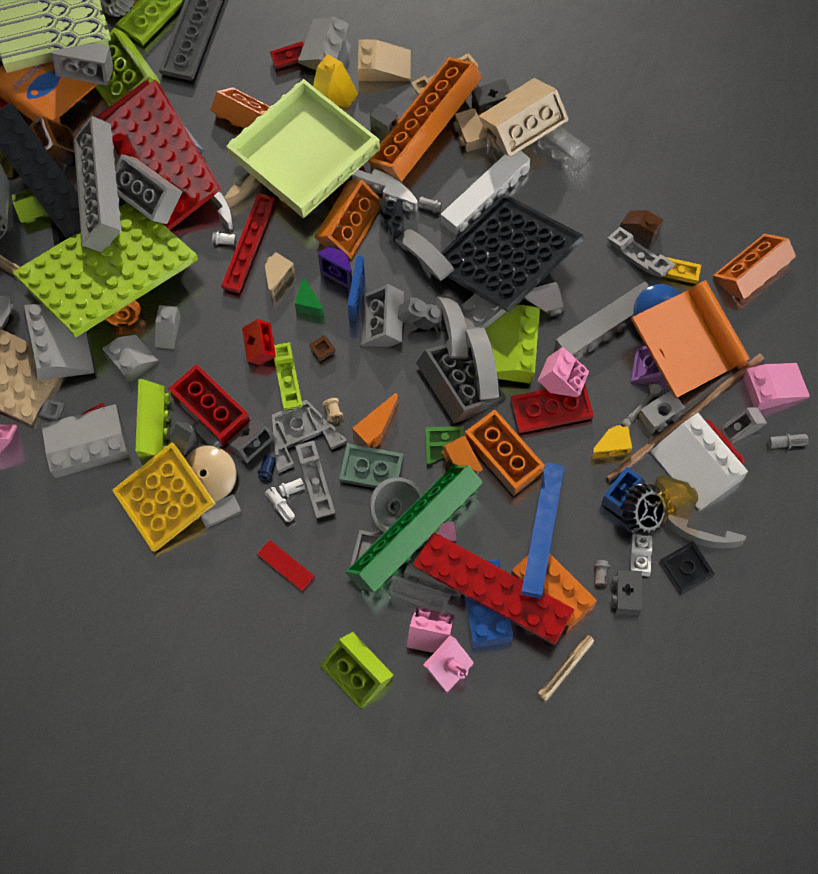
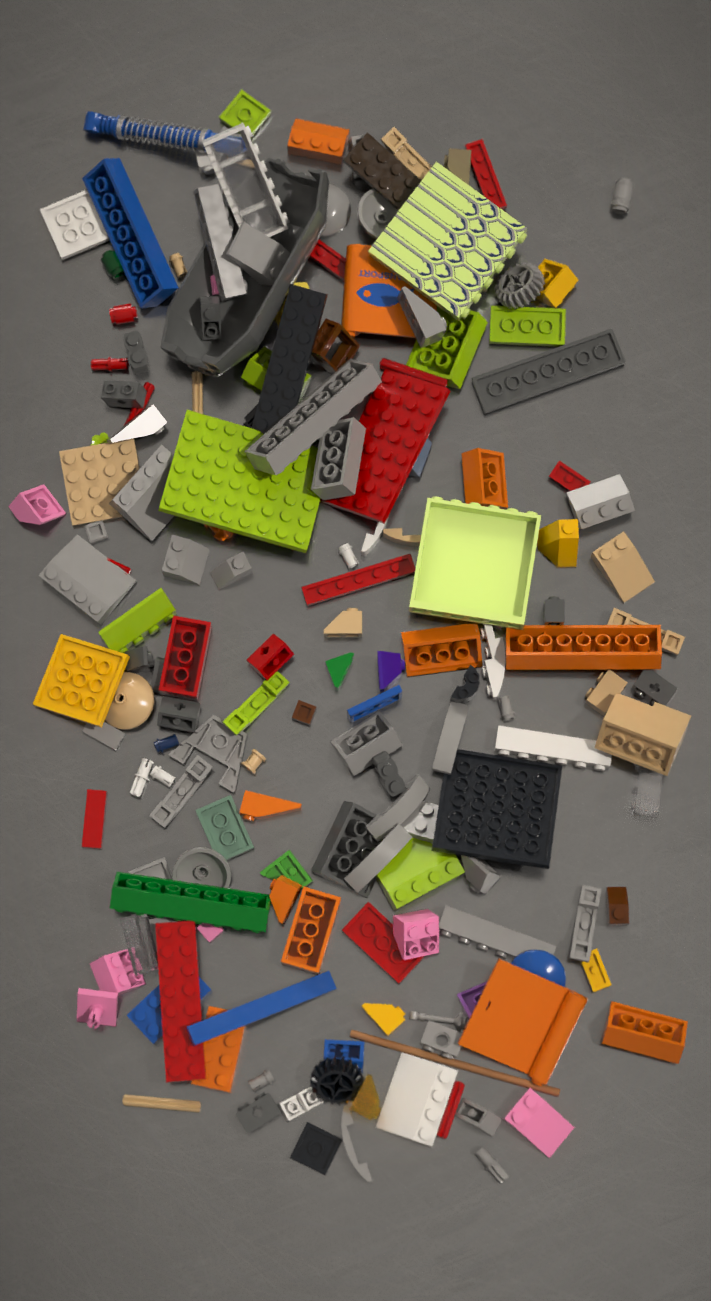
camera: 55 degrees right, 10 degrees up
(356, 669) = (45, 937): lime slope -> none

